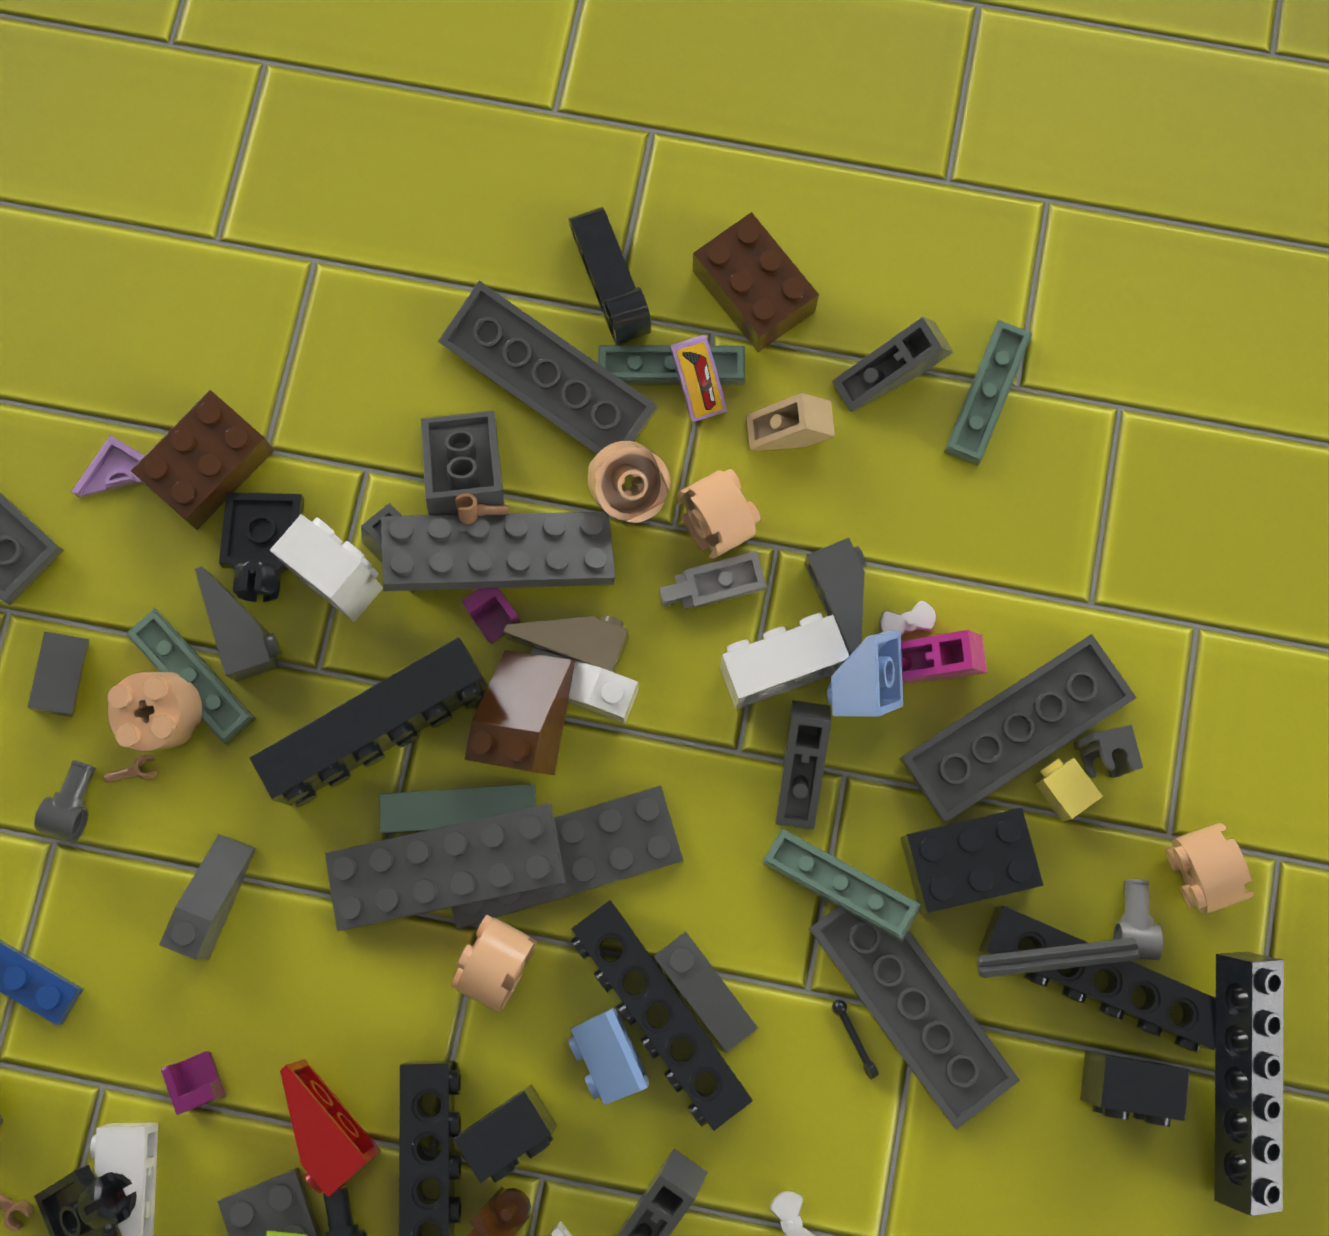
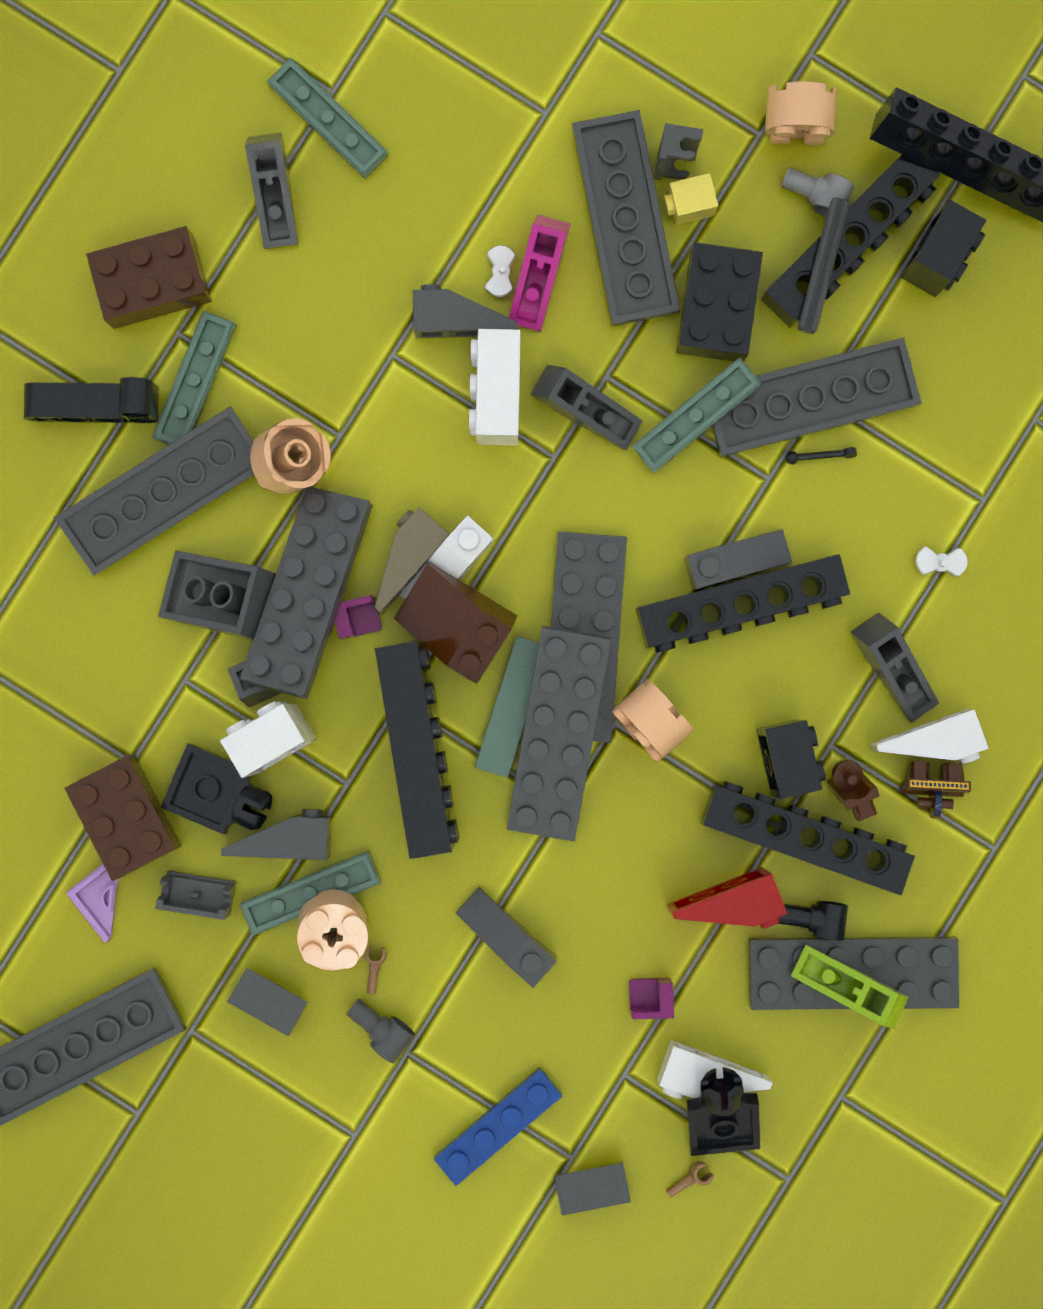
camera: 70 degrees left, 10 degrees up
(148, 562) = (196, 895): none -> dark grey hinge
(469, 510) = (263, 598): medium nougat hand -> none
(608, 1056) = (760, 655): light blue slope -> none
(698, 378) = (218, 361): slope -> none
(715, 582) = (404, 418): light grey hinge -> none
(718, 513) = (347, 391): light nougat brick -> none
(791, 423) = (290, 299): tan slope -> none
(869, 678) = (544, 322): light blue slope -> none

